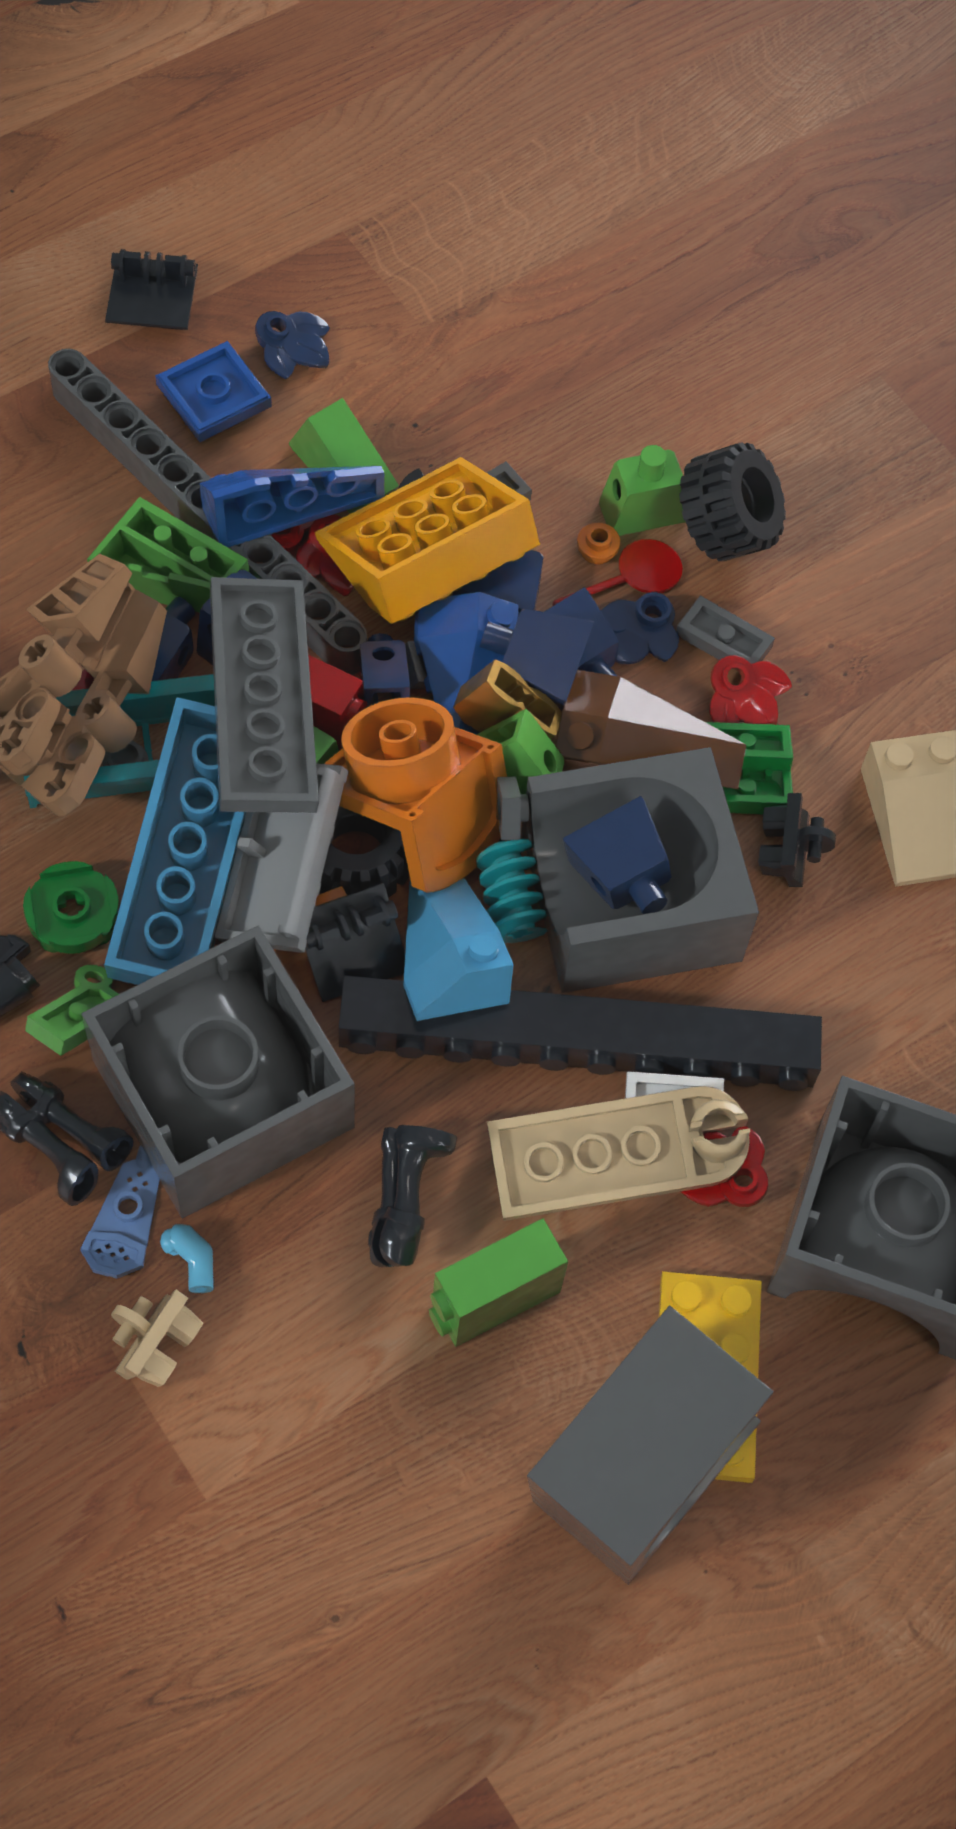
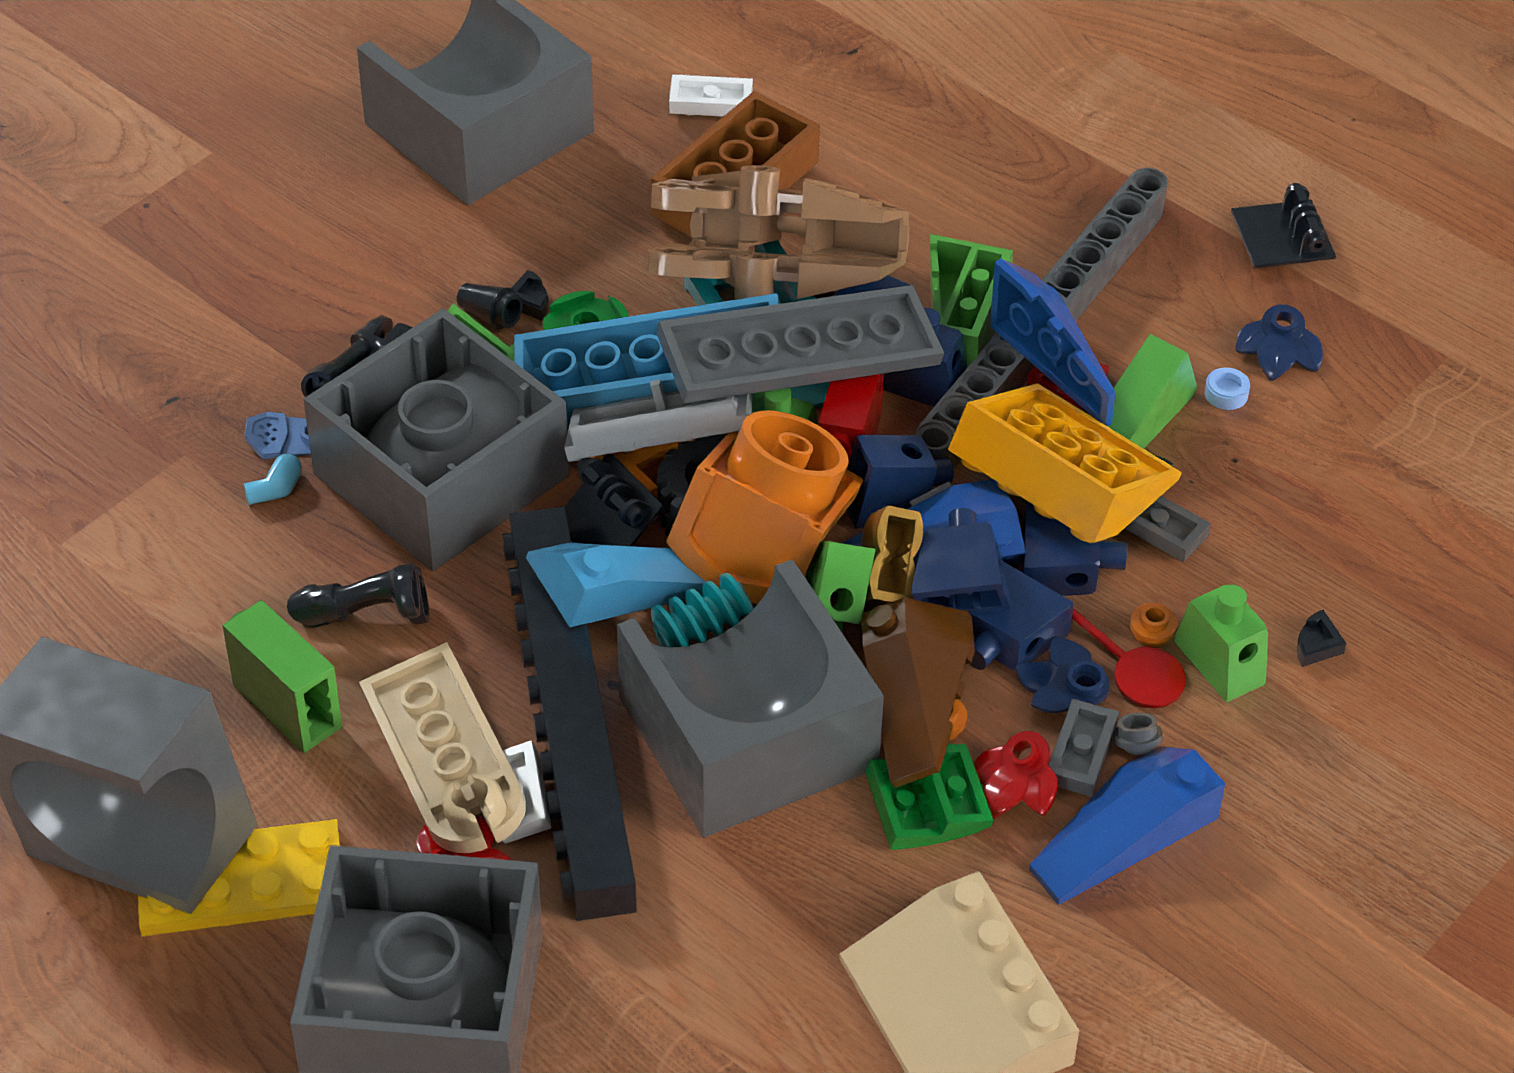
camera: 80 degrees right, 15 degrees down
(168, 1318) = (194, 459): tan hips -> none
(213, 391) = (1187, 298): blue plate -> none
(330, 391) = (1227, 388): none -> light blue tile
(511, 808) = (760, 569): dark grey plate -> none
(622, 857) = (745, 666): dark blue torso -> none
(640, 430) = (1319, 640): none -> black tile
(722, 589) = (1138, 733): none -> dark grey plate
(732, 502) = (1265, 721): black tyre -> none
(798, 838) = (849, 843): black hips -> none
(799, 605) = (1130, 818): none -> blue wedge

